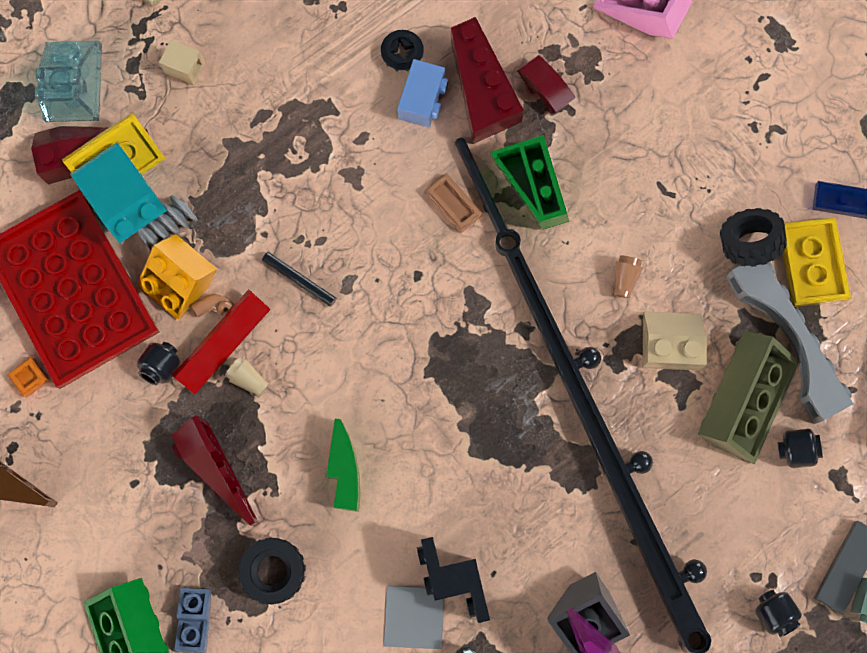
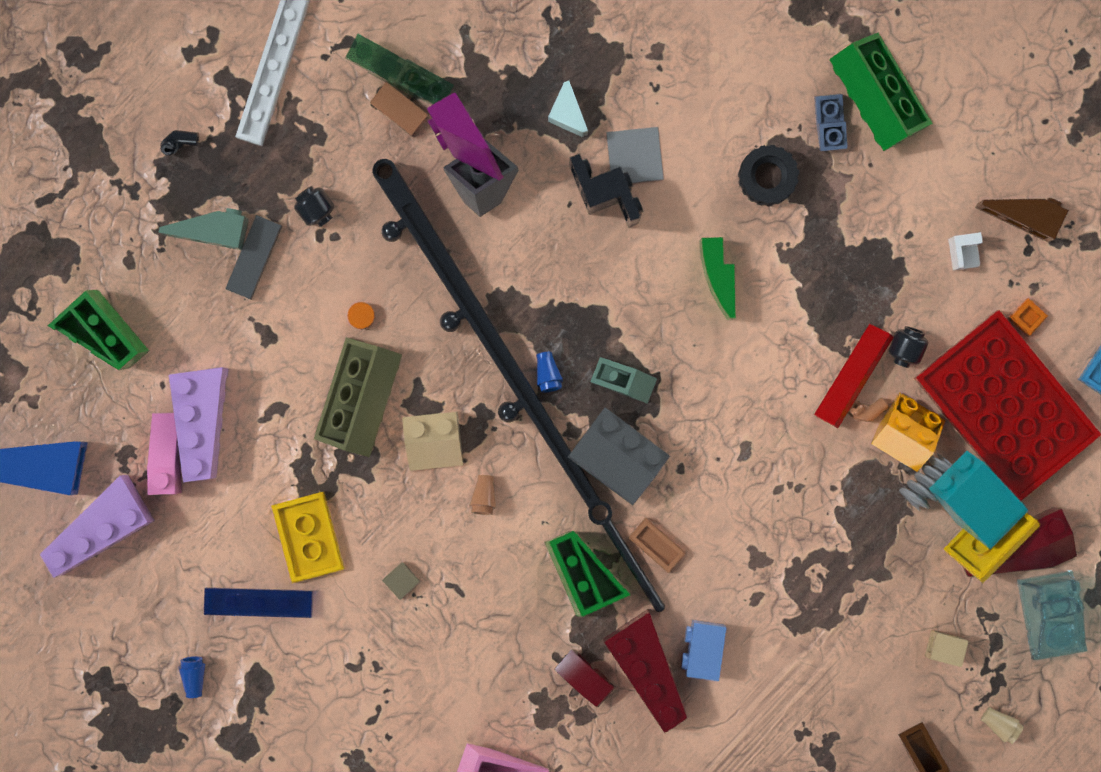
camera: 170 degrees right, 10 degrees up
(78, 456) = (965, 251): none -> white panel
(202, 452) = (846, 266): dark red wedge -> none
(246, 377) = (824, 346): tan cone -> none
(299, 279) = (792, 448): black bar -> none
(409, 41) = (743, 698): black gear -> none
(463, 372) = (623, 380): none -> sand green slope
(481, 293) = (619, 456): none -> dark grey slope
(542, 392) = (548, 375): none -> blue cone
(721, 204) = (401, 580): none -> dark tan tile
(736, 484) = (361, 315): none -> orange tile
(755, 252) = (361, 532): black tyre -> none
(800, 448) = (307, 356): black head -> none
(820, 388) = (293, 414): light grey arch -> none

